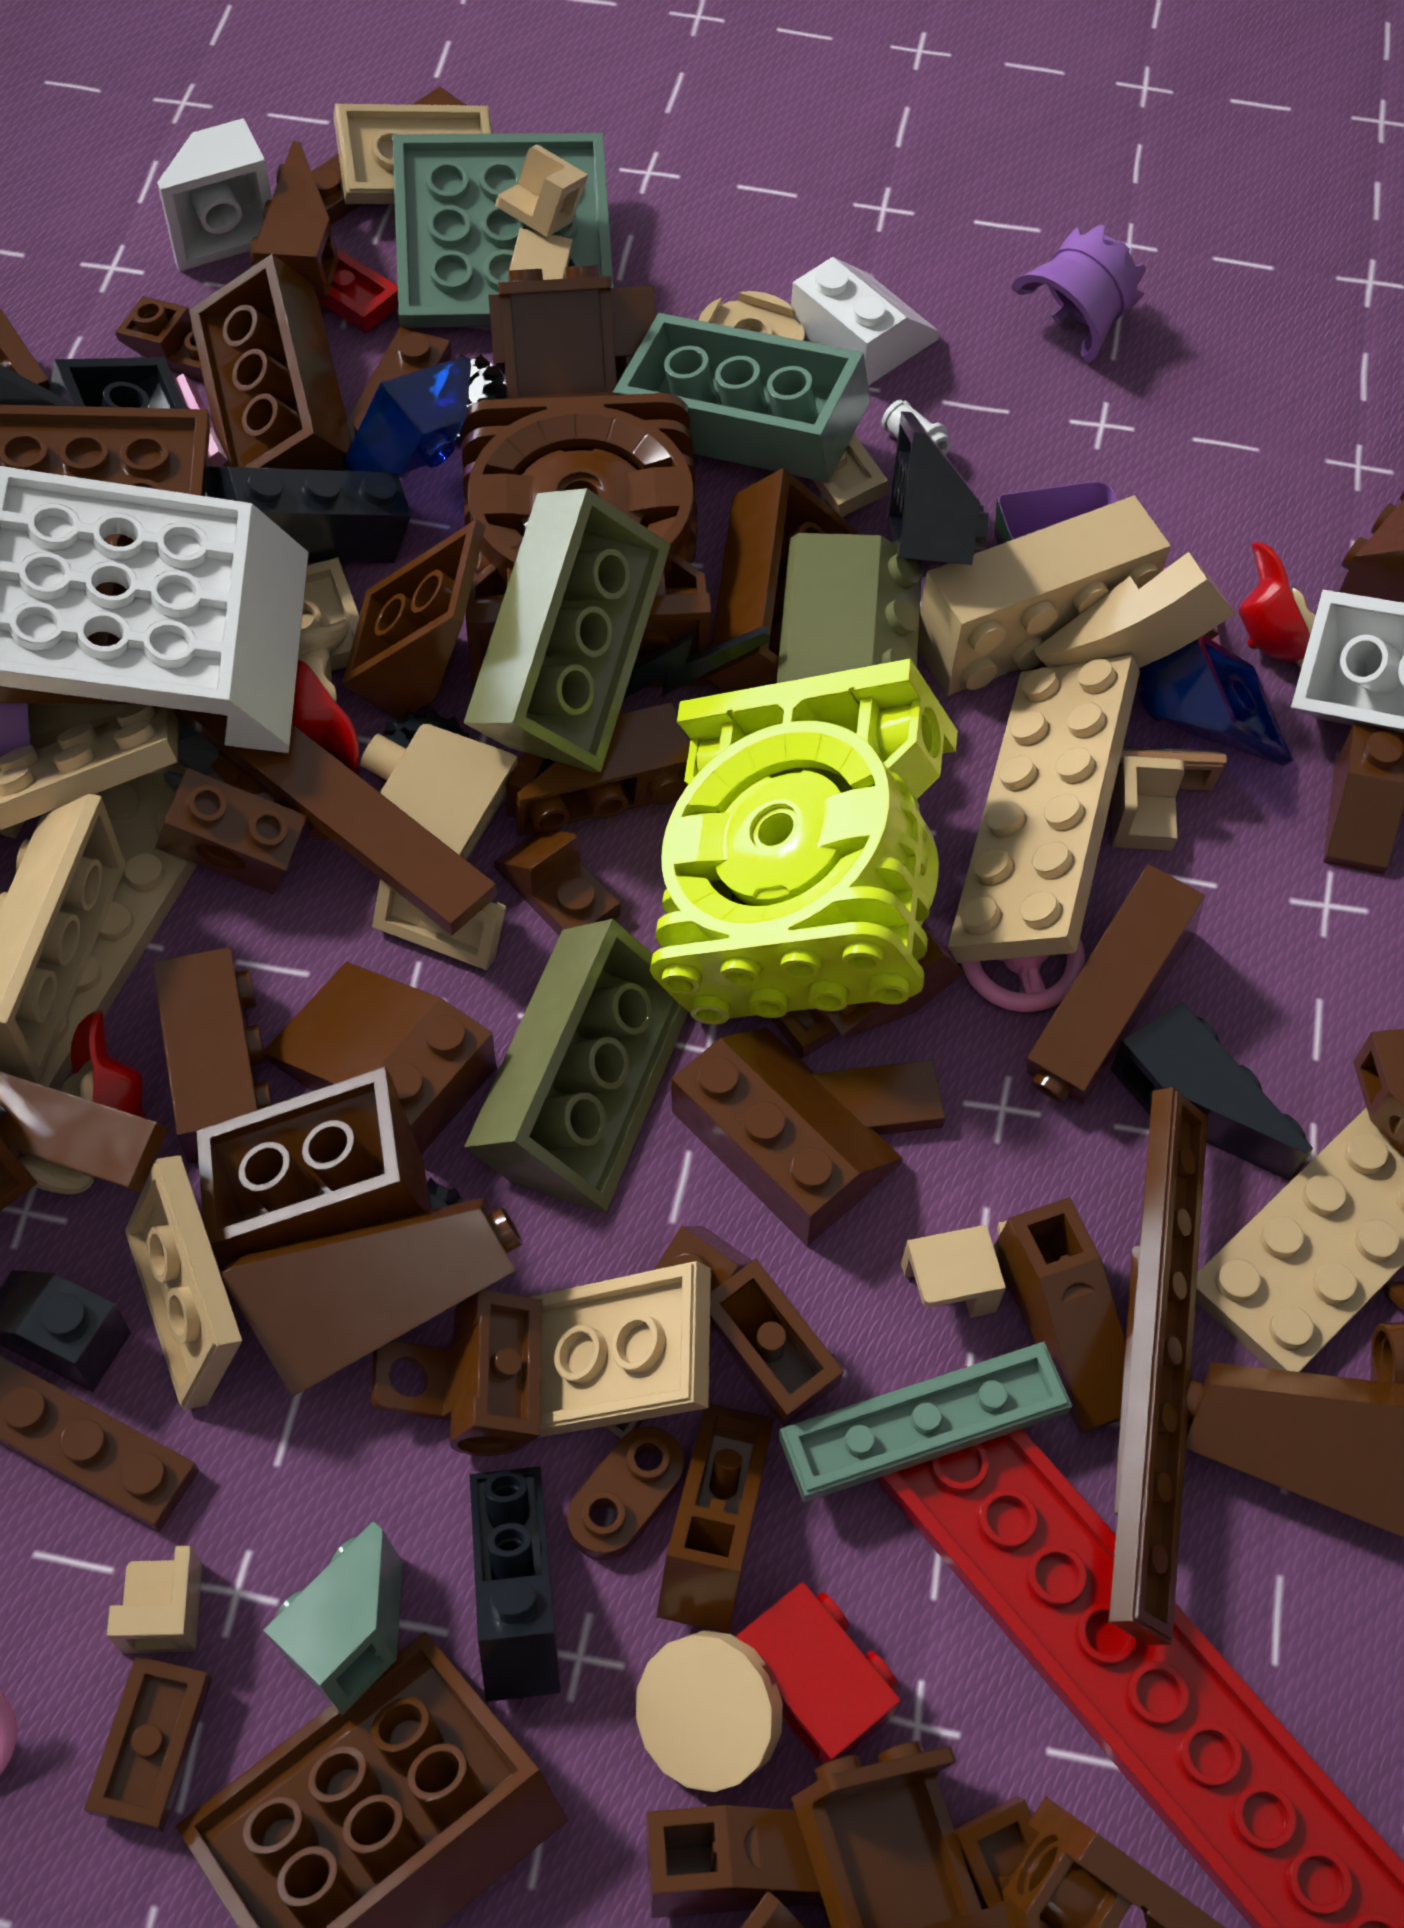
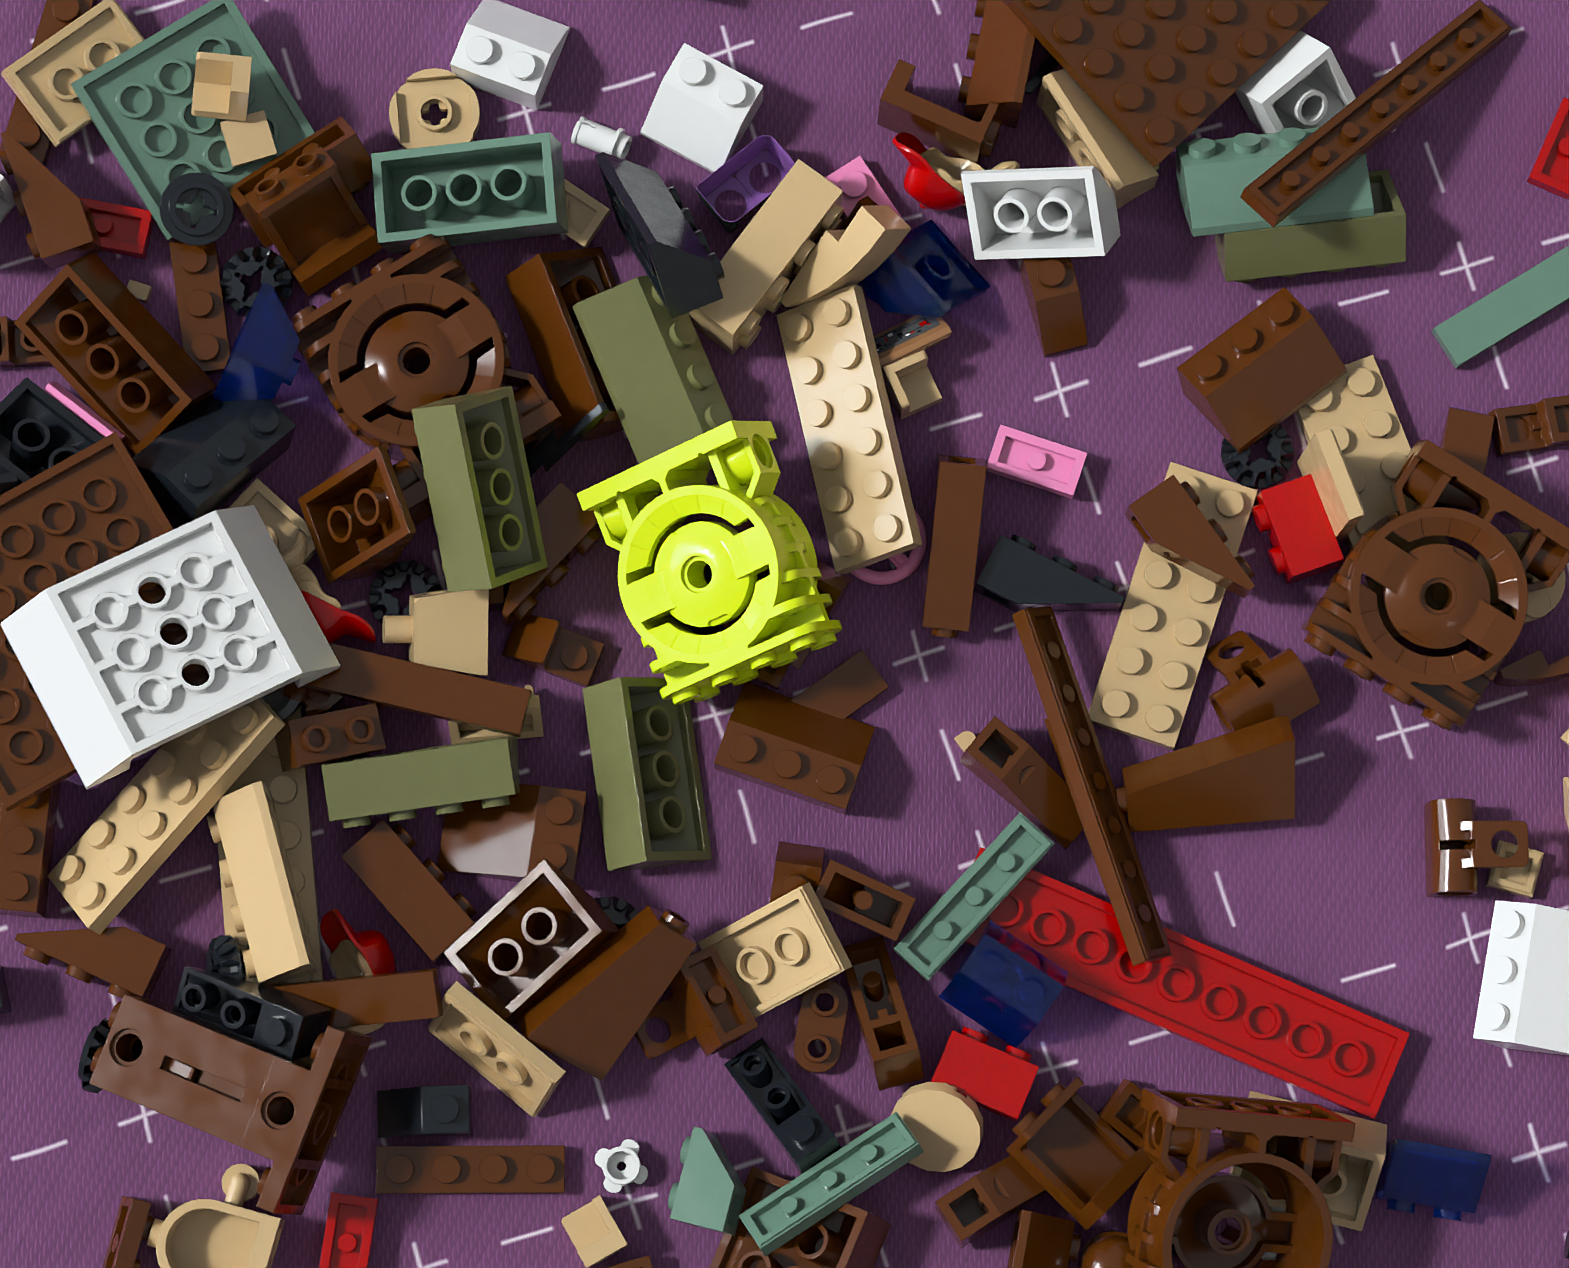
camera: 30 degrees left, 20 degrees up
(245, 1513) = (625, 1153): none -> white plate
(304, 914) = (421, 779): none -> olive slope
(342, 359) = (140, 290): none -> tan piece
(444, 274) = (214, 196): none -> black gear
(510, 1703) = (831, 1183): none -> sand green tile
(905, 1560) = (1004, 985): none -> clear blue slope
(956, 1269) = (945, 791): tan panel -> none
(1046, 439) = (702, 109): none -> white slope
(1263, 957) = (1036, 461): none -> bright pink plate
(1310, 543) = (934, 124): none -> reddish brown panel

